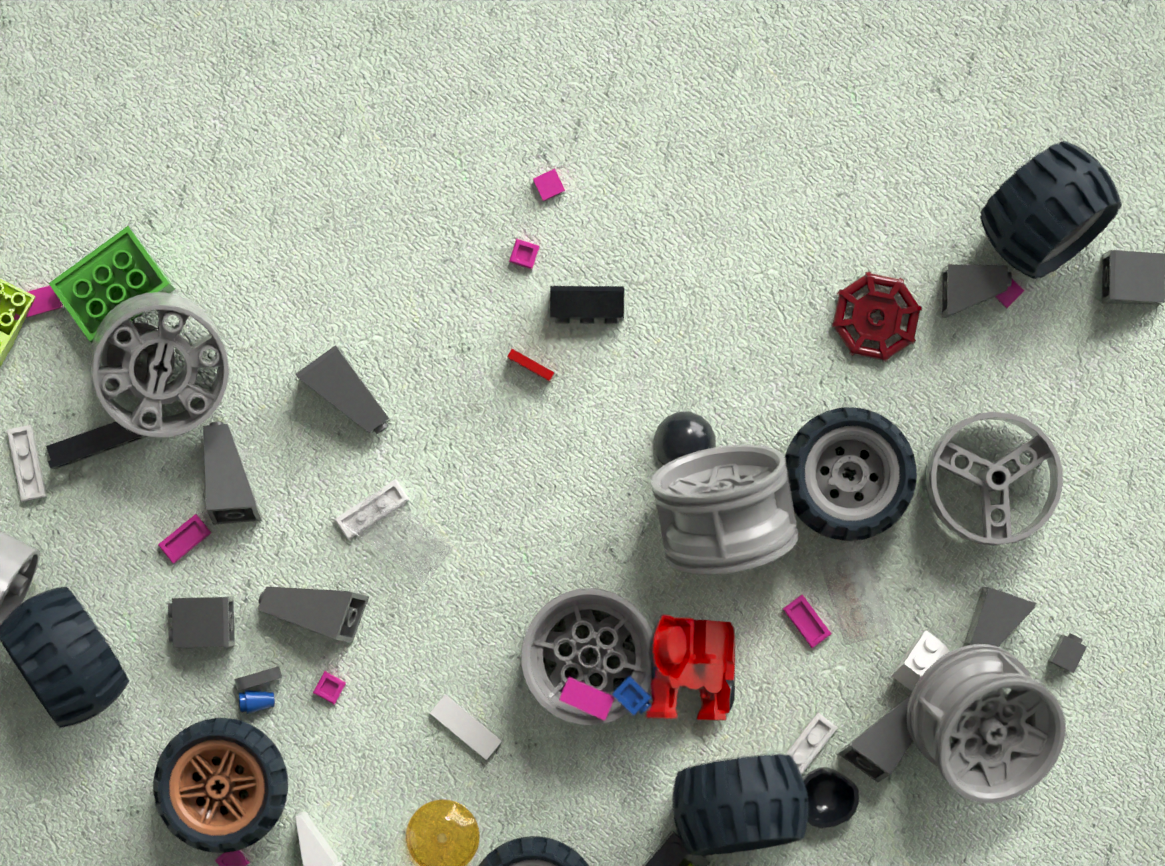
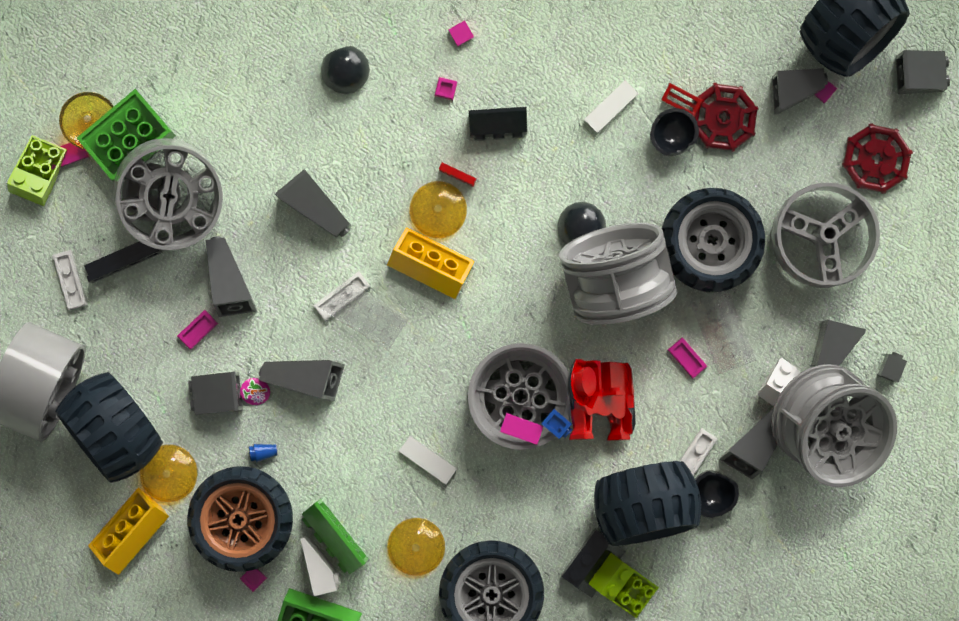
camera: 10 degrees left, 0 degrees up
(49, 246) = (76, 108): none -> clear yellow dish
(77, 789) = (128, 531): none -> yellow slope
(151, 723) = (182, 474): none -> clear yellow dish
(251, 623) = (255, 391): none -> sticker
(258, 678) = (263, 434): dark grey beam -> none
(329, 687) = (319, 437): dark pink tile -> none
(340, 816) = (335, 536): none -> bright green slope
(397, 220) = (345, 70): none -> black cylinder
(487, 475) = (430, 263): none -> yellow slope
(511, 424) = (441, 223): none -> clear yellow dish
(733, 292) = (611, 106): none -> white tile
(811, 331) = (674, 132): none -> black cylinder
(842, 301) = (668, 92): none -> red tile
(1081, 377) = (886, 152): none -> dark red plate

